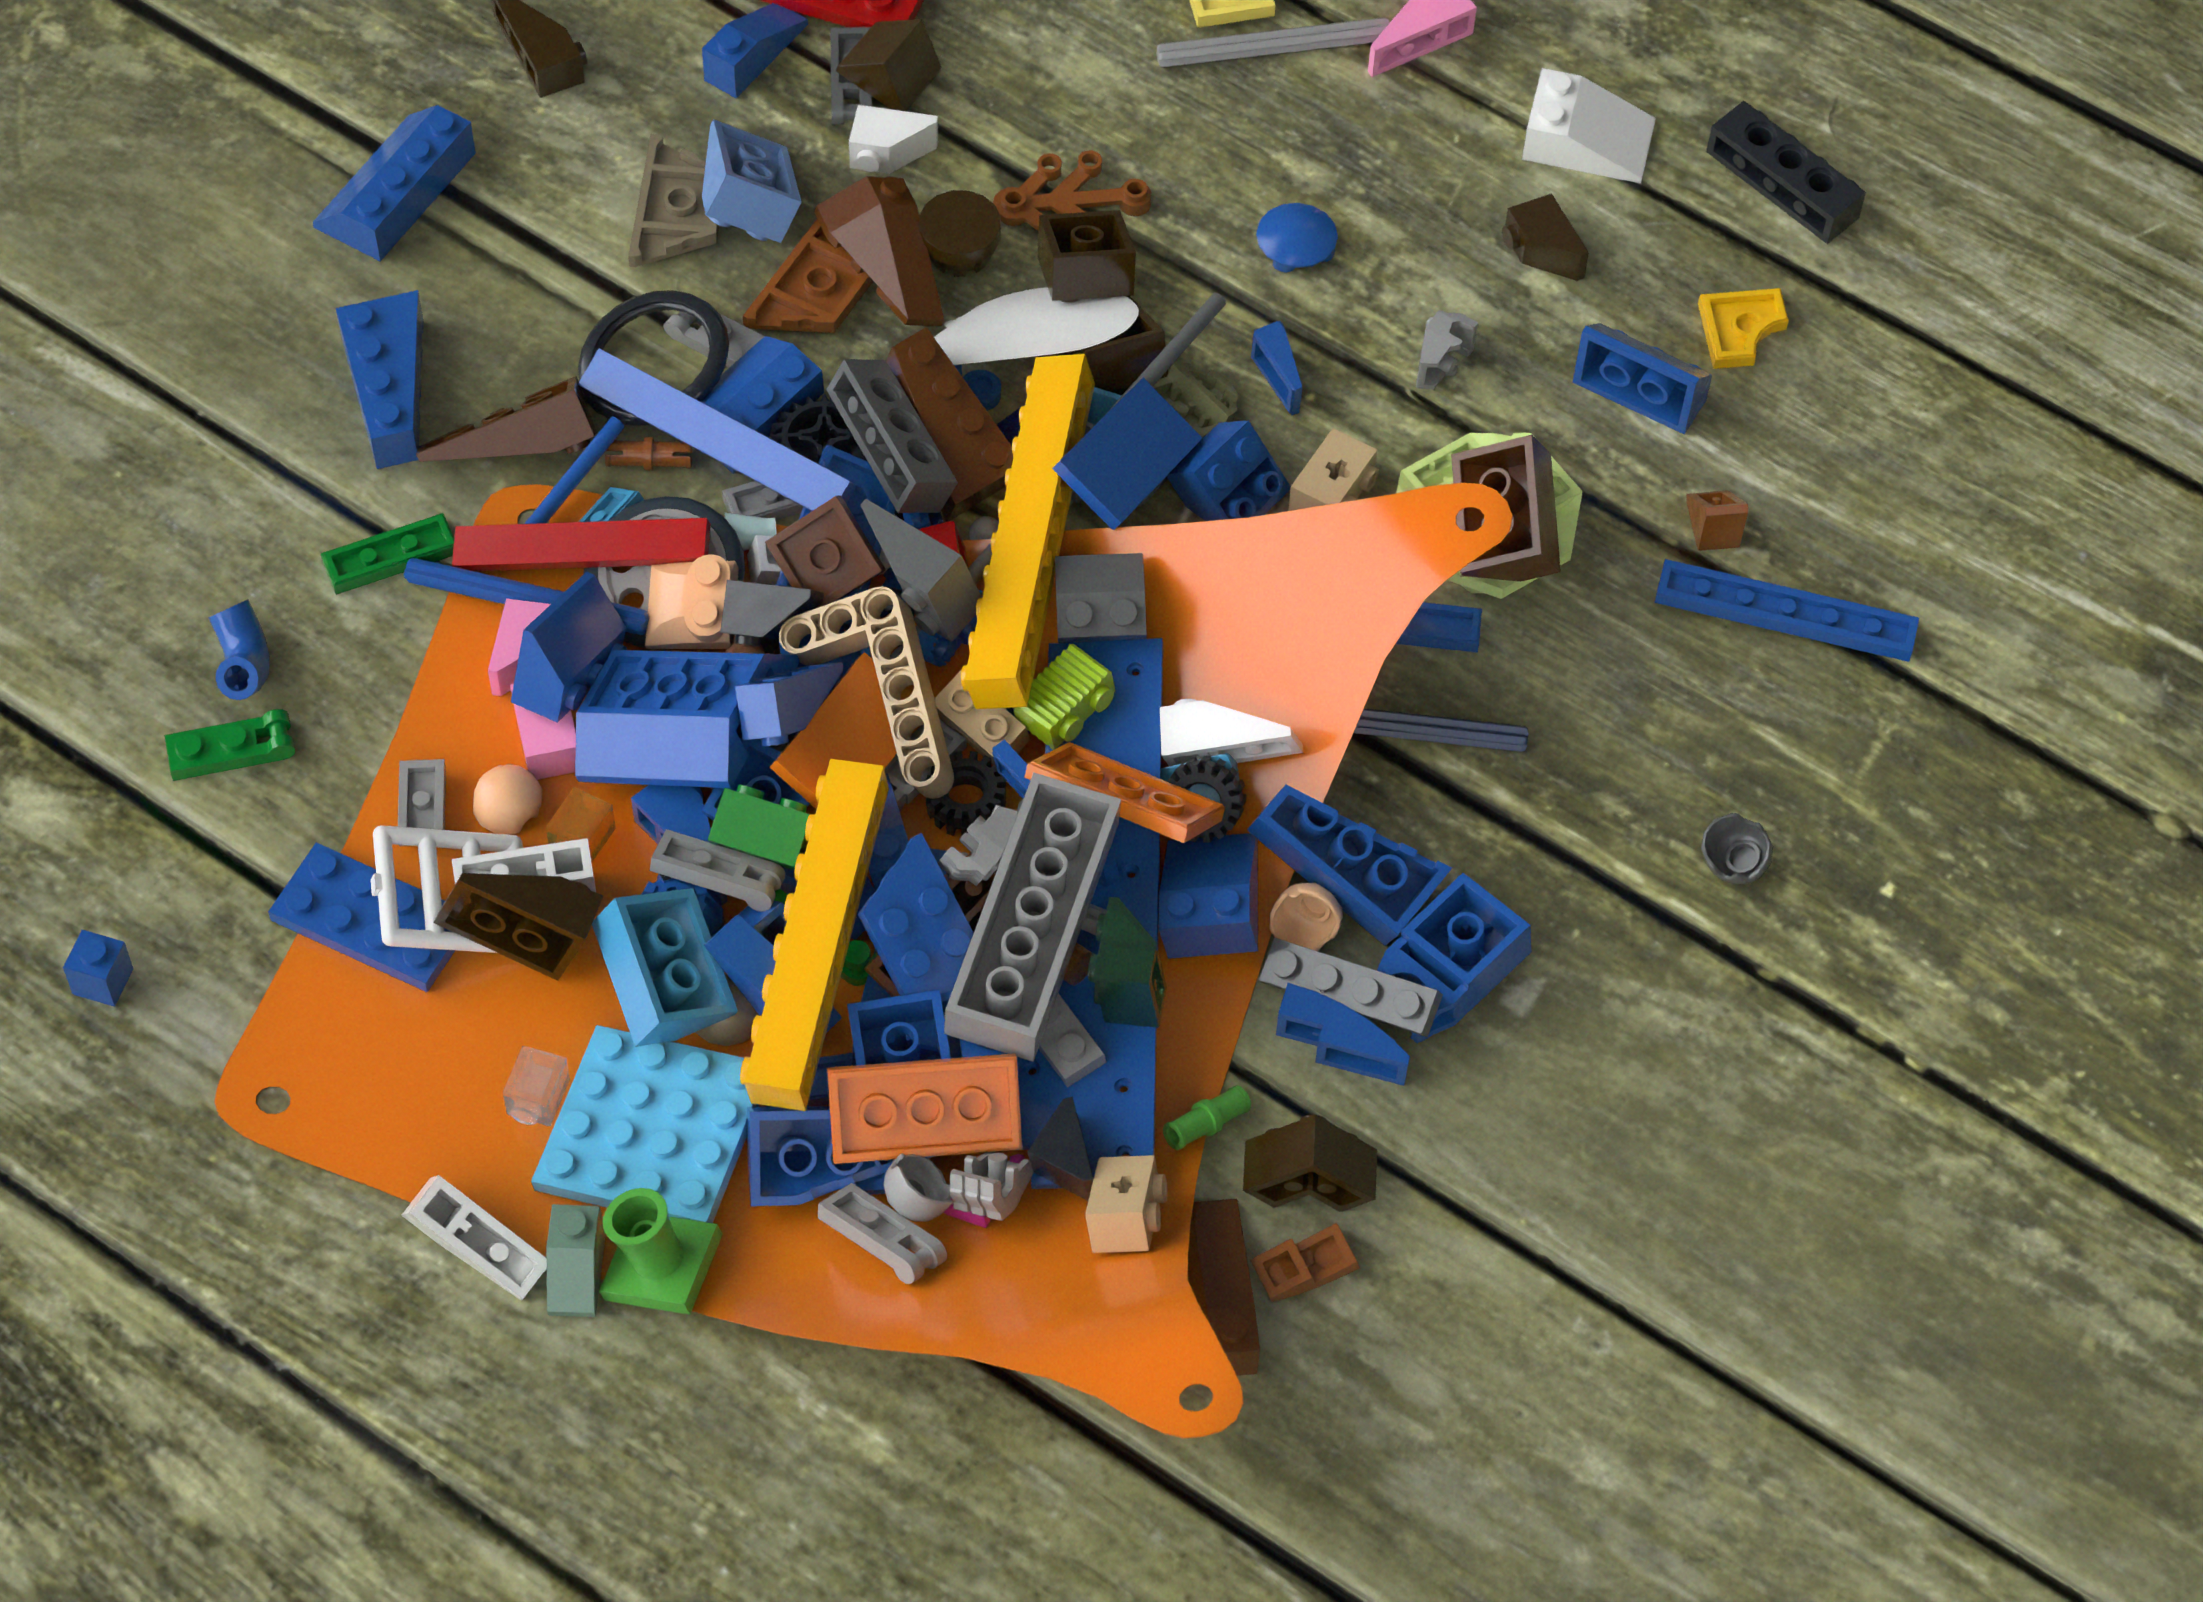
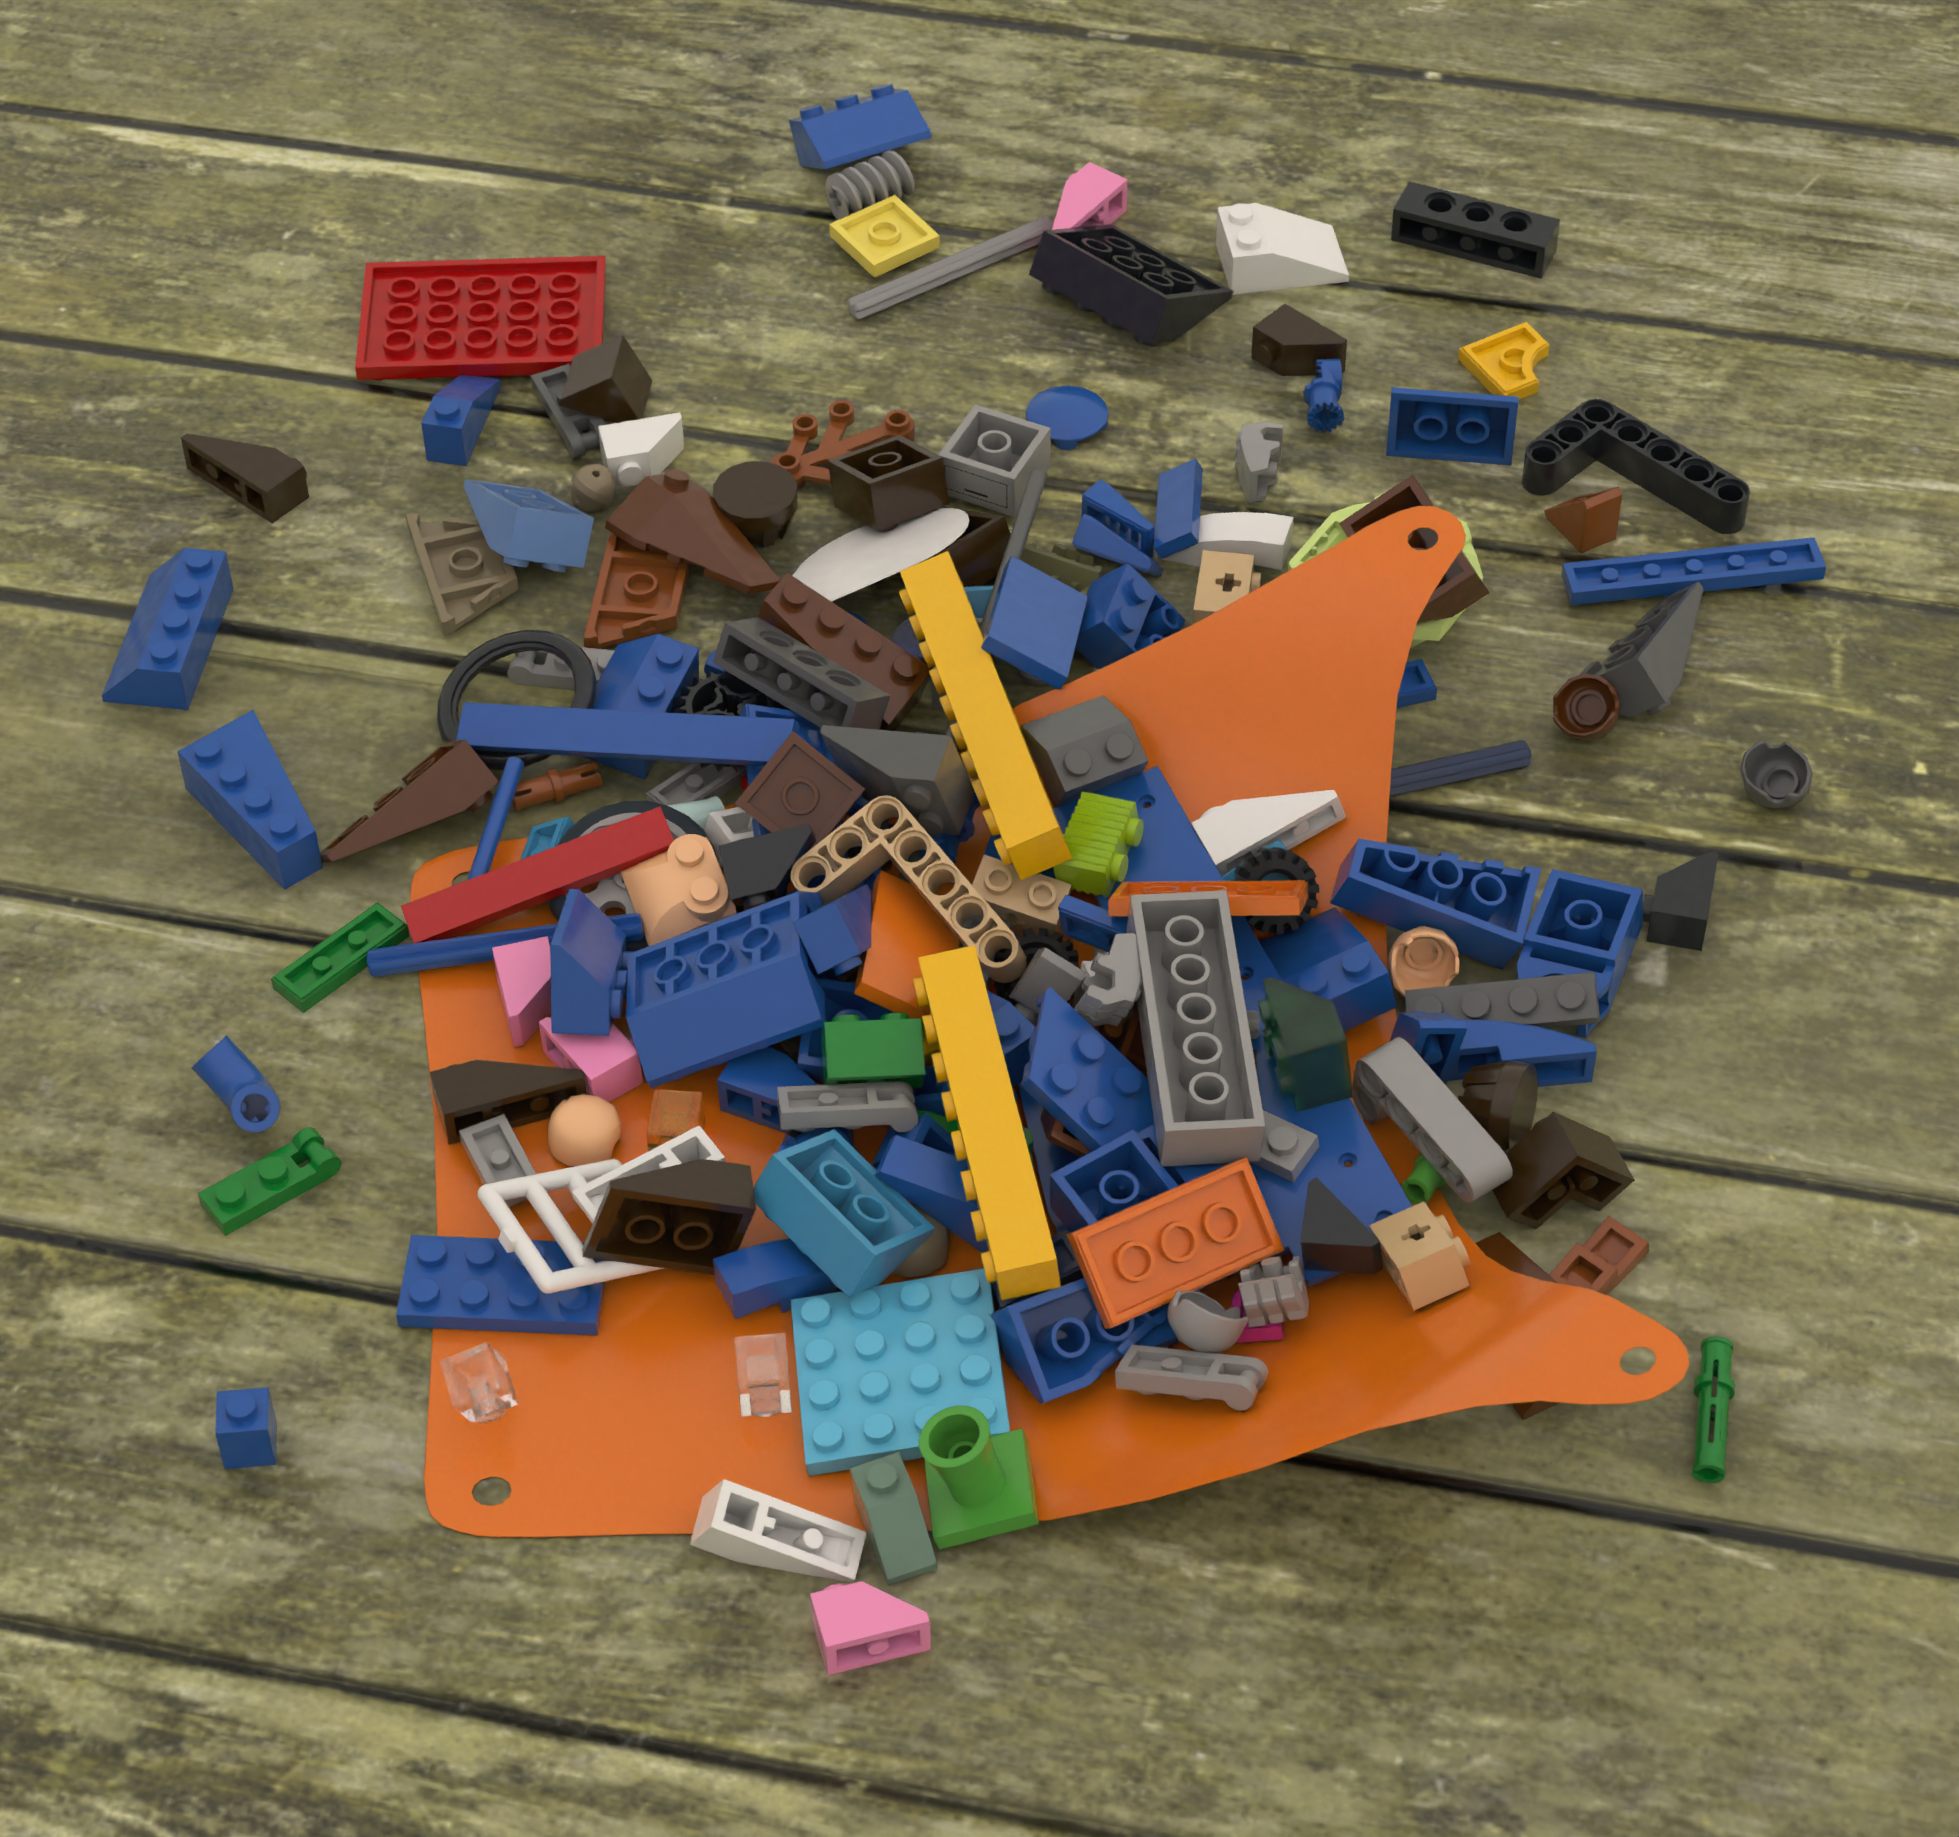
camera: 20 degrees left, 10 degrees down
(298, 1004) = (479, 1383): none -> clear brick
(437, 731) = (487, 1089): none -> dark brown slope
(501, 1346) = (865, 1626): none -> bright pink slope
(579, 997) = (768, 1276): none -> blue slope
(829, 164) = (593, 488): none -> dark tan piece
(950, 816) = (1044, 972): none -> light grey slope
(1194, 261) = (993, 458): none -> light grey brick
(1216, 1076) = (1403, 1086): none -> light grey beam
(1256, 387) = (1103, 542): none -> blue slope
(1257, 1001) = (1434, 1037): none -> blue slope
(1293, 1081) = (1502, 1099): none -> dark brown piece
(1335, 1424) = (1715, 1361): none -> green pin
(1340, 373) = (1178, 508): none -> blue tile
(1372, 420) = (1253, 533): none -> white slope
(1426, 114) = (1126, 282): none -> black slope
(1543, 300) = (1323, 396): none -> blue connector
(1578, 945) = (1681, 904): none -> black slope
(1599, 717) = (1586, 707): none -> reddish brown hair
(1691, 686) = (1652, 658): none -> dark grey wedge
(1786, 437) = (1641, 455): none -> black beam

